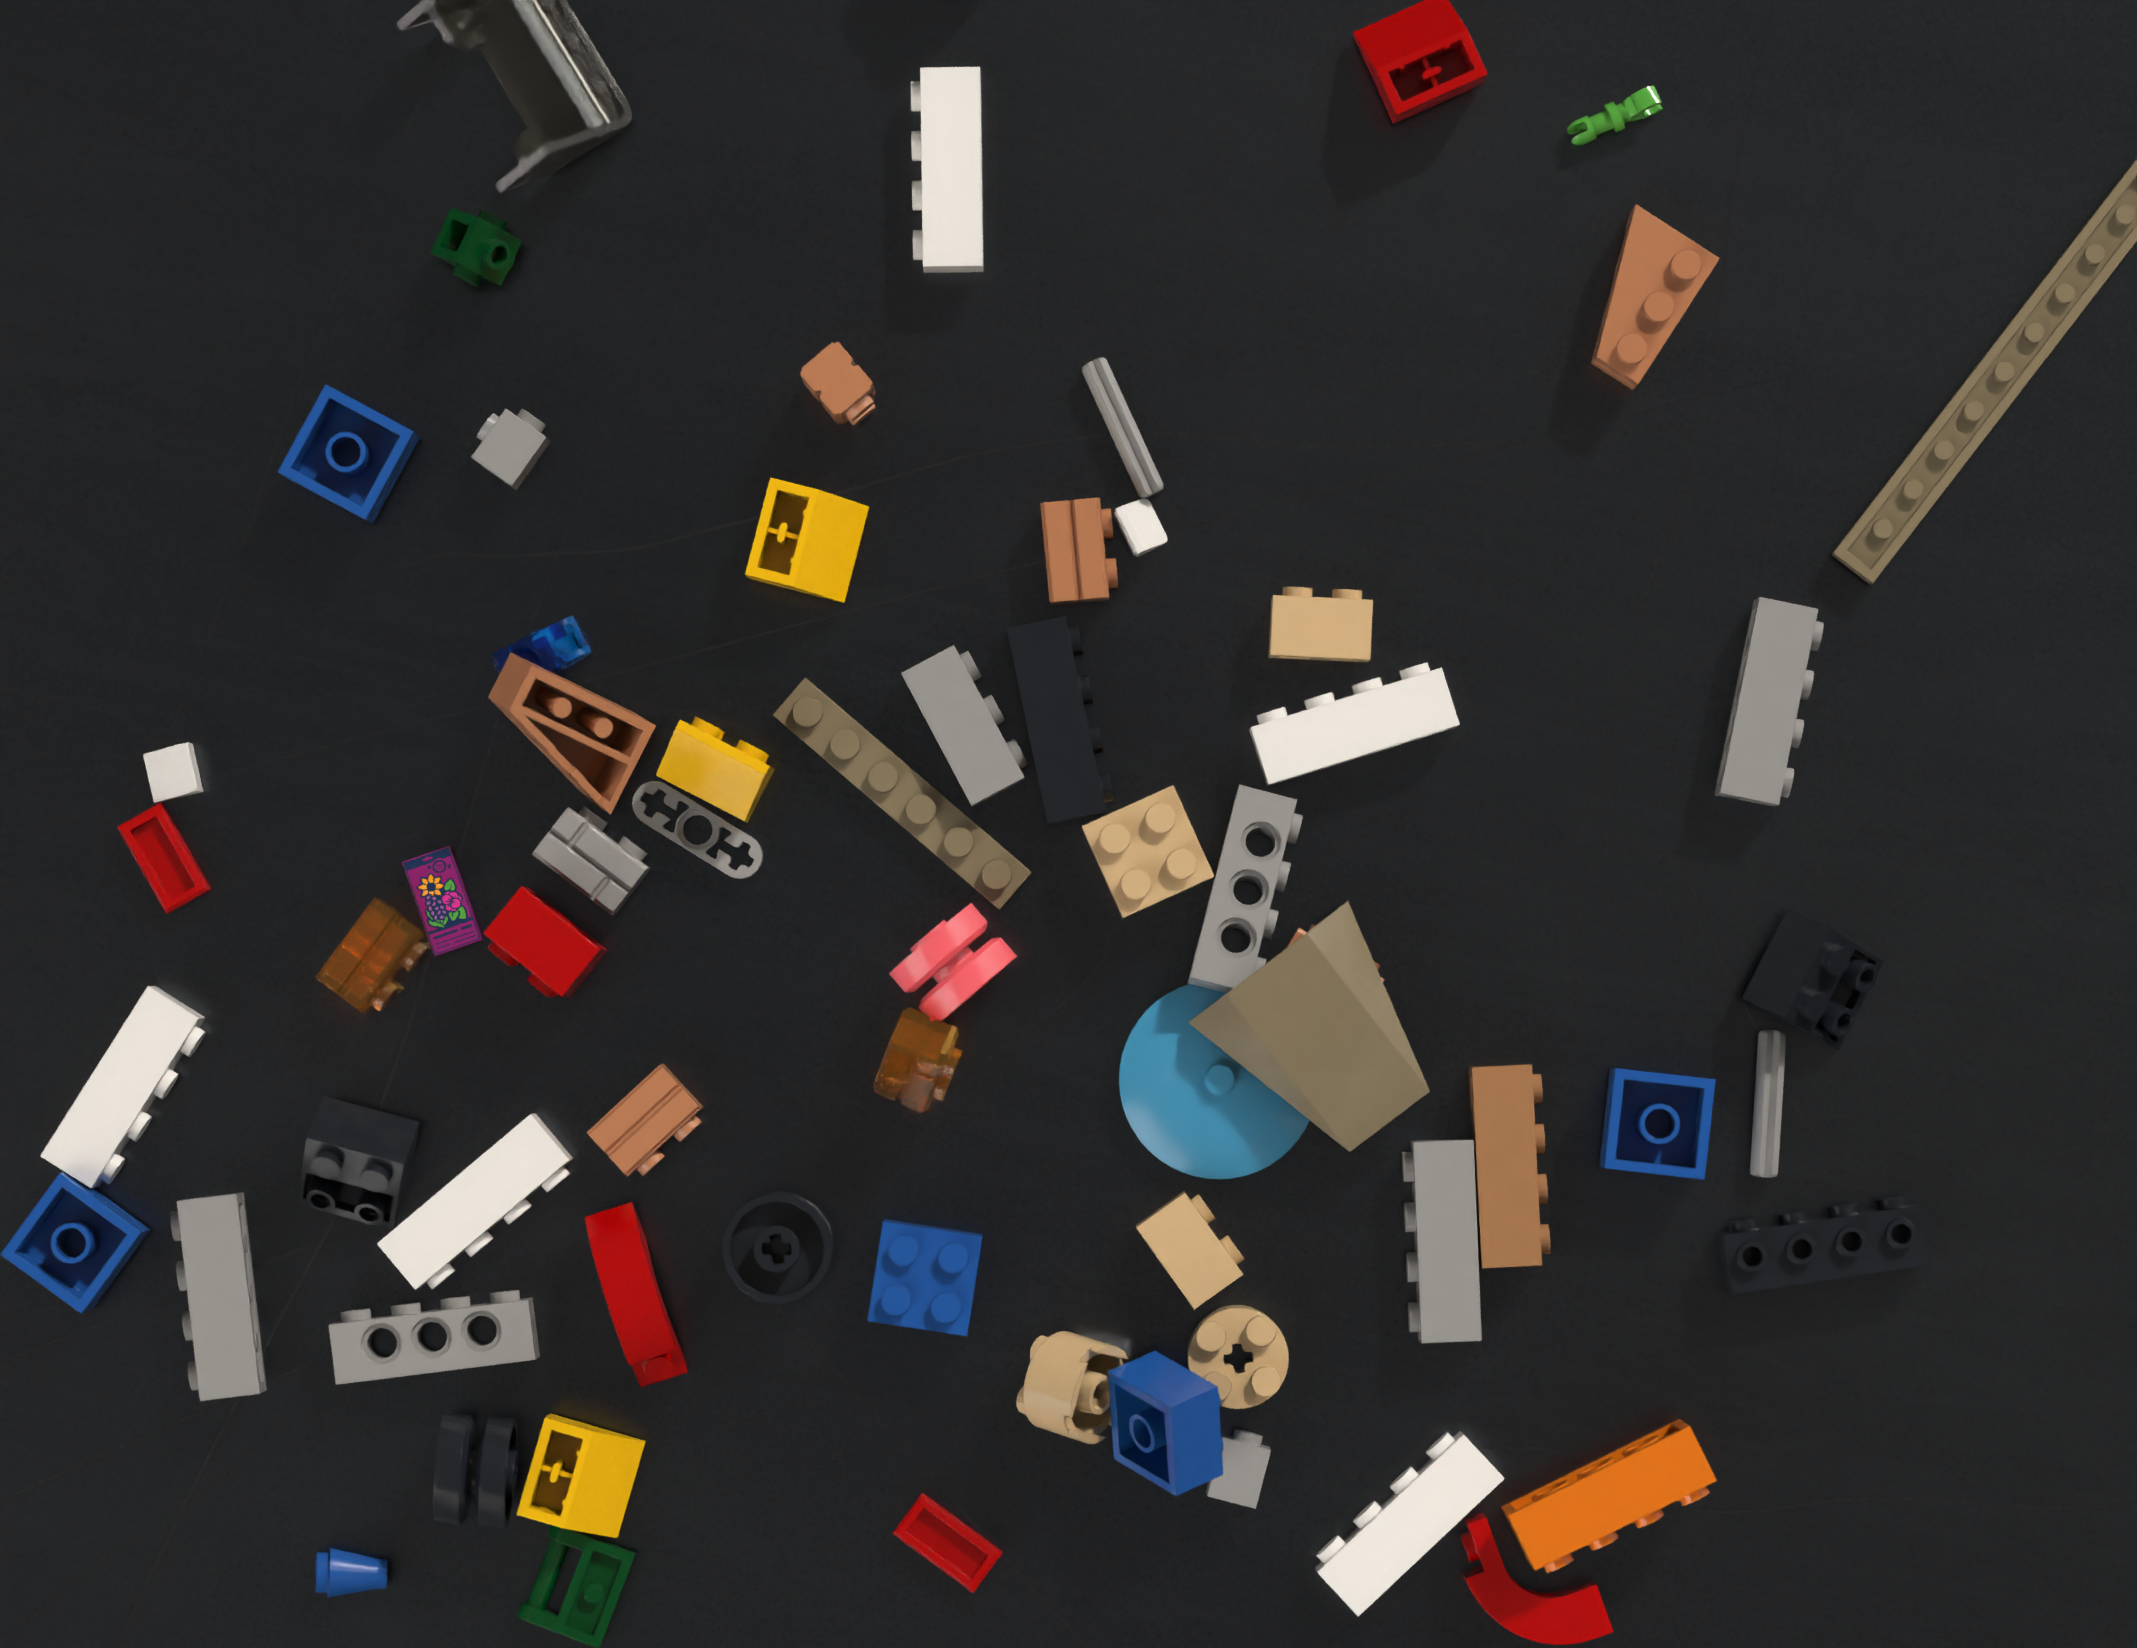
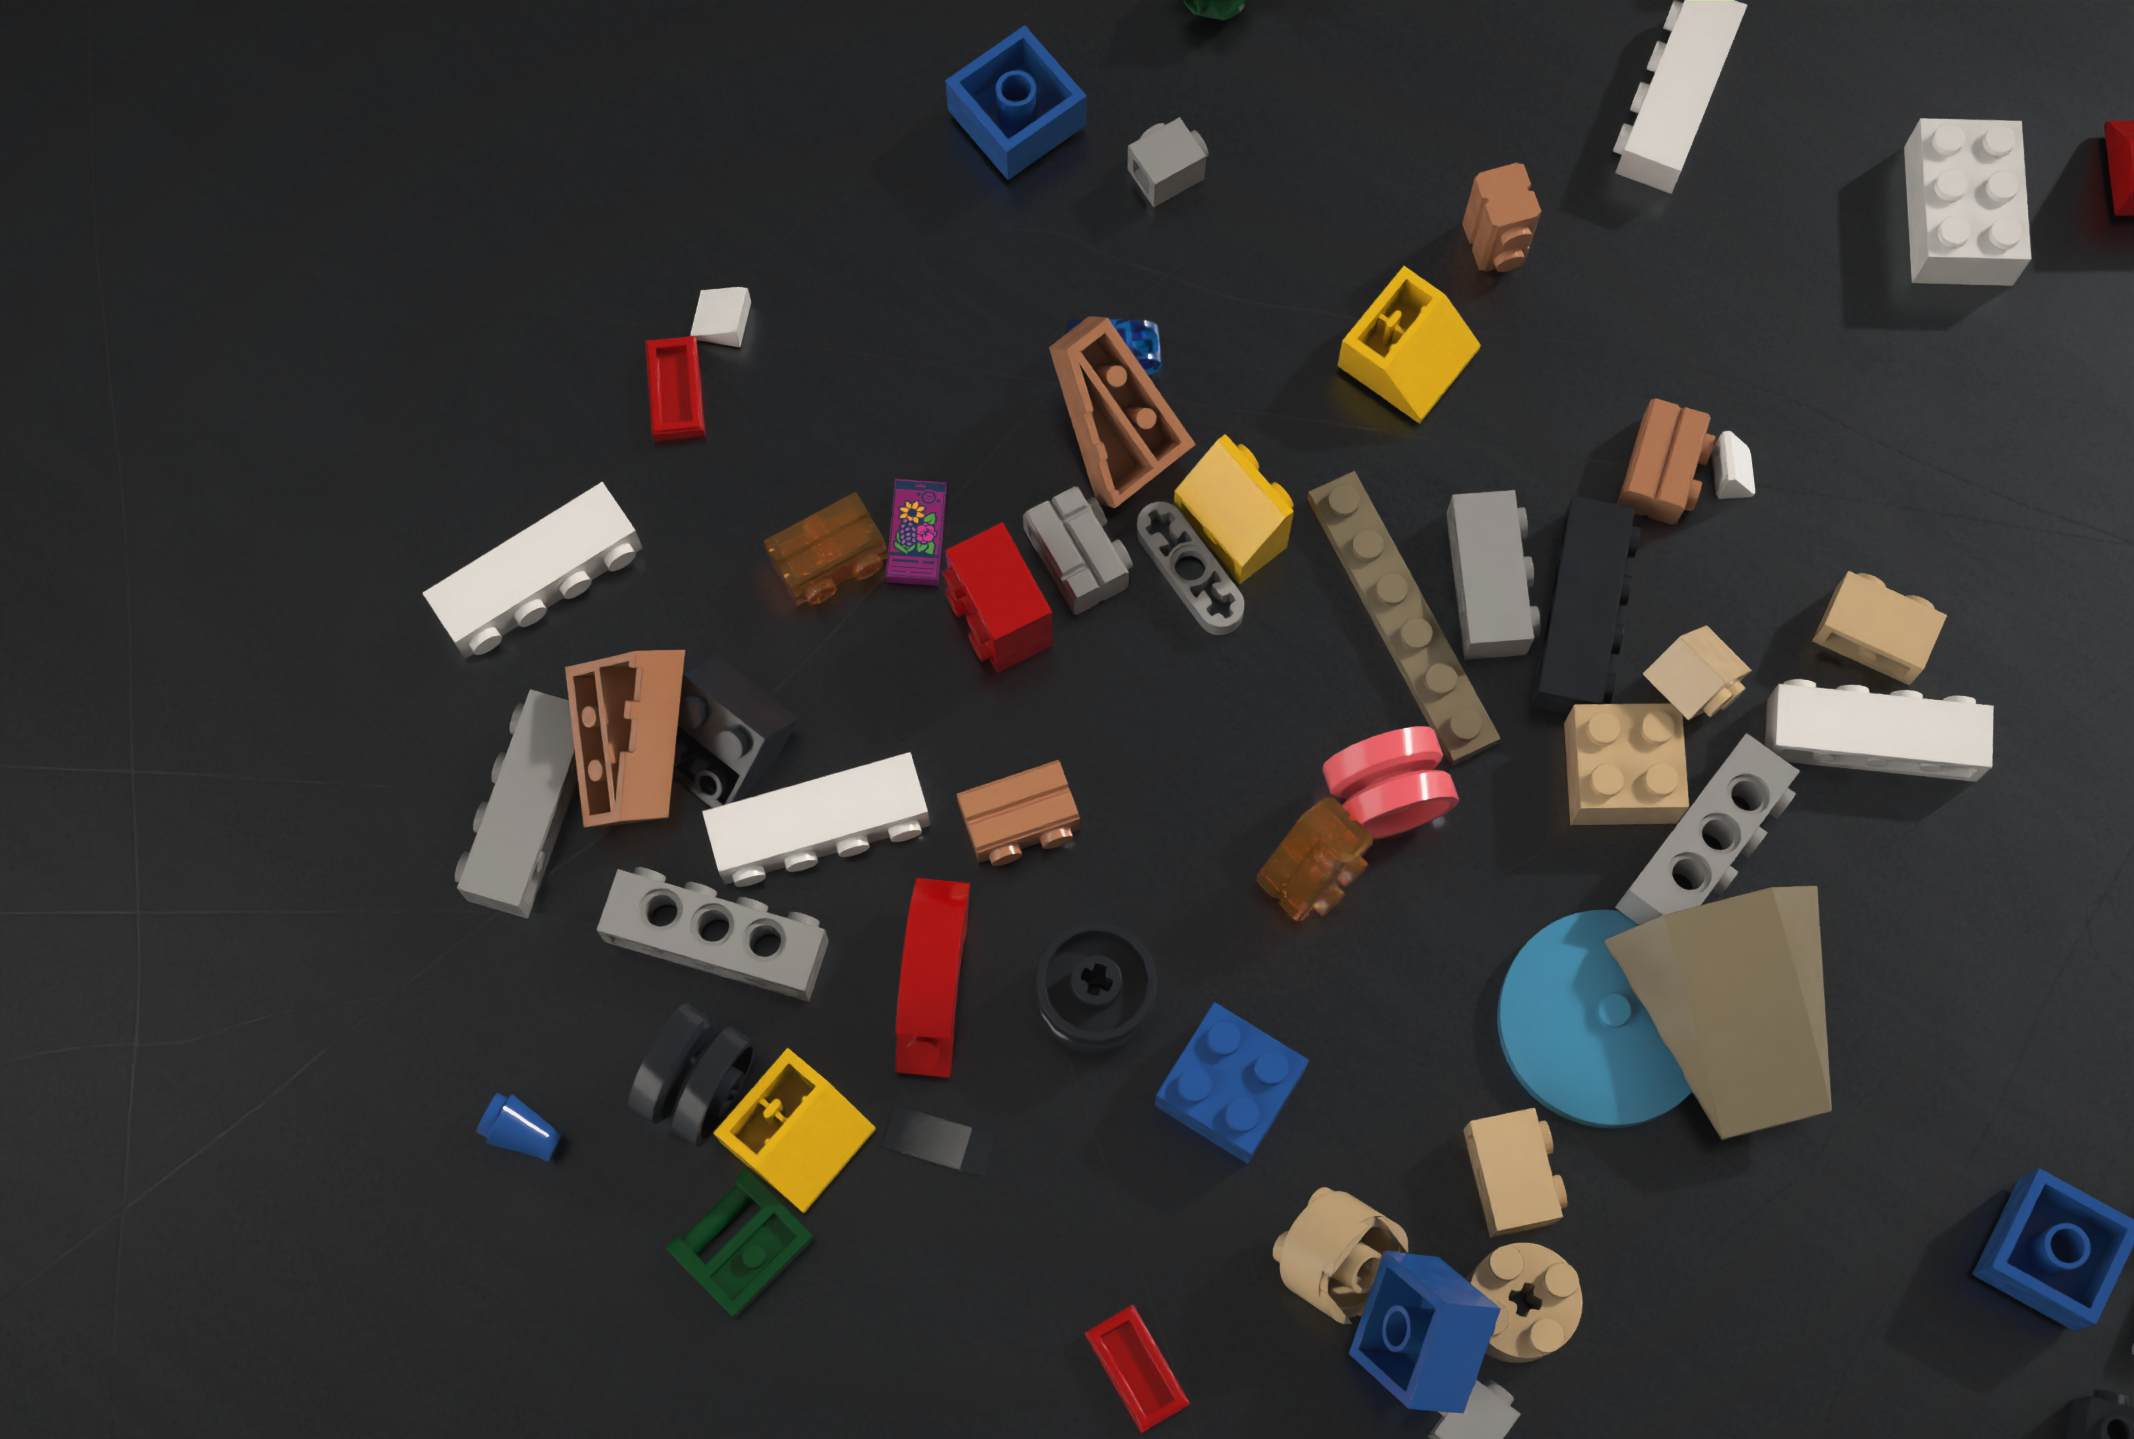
camera: 25 degrees right, 15 degrees down
(75, 1242) = (414, 689): blue brick -> none
(279, 1208) = (625, 734): none -> nougat wedge
(701, 1426) = (938, 1140): none -> black sticker
(1122, 427) = (1752, 375): light grey axle -> none
(1179, 750) = (1699, 673): none -> tan brick
(1253, 176) = (1967, 202): none -> white brick
(1444, 1240) = (1783, 1279): light grey brick -> none
(1507, 1165) = (1878, 1229): medium nougat brick -> none

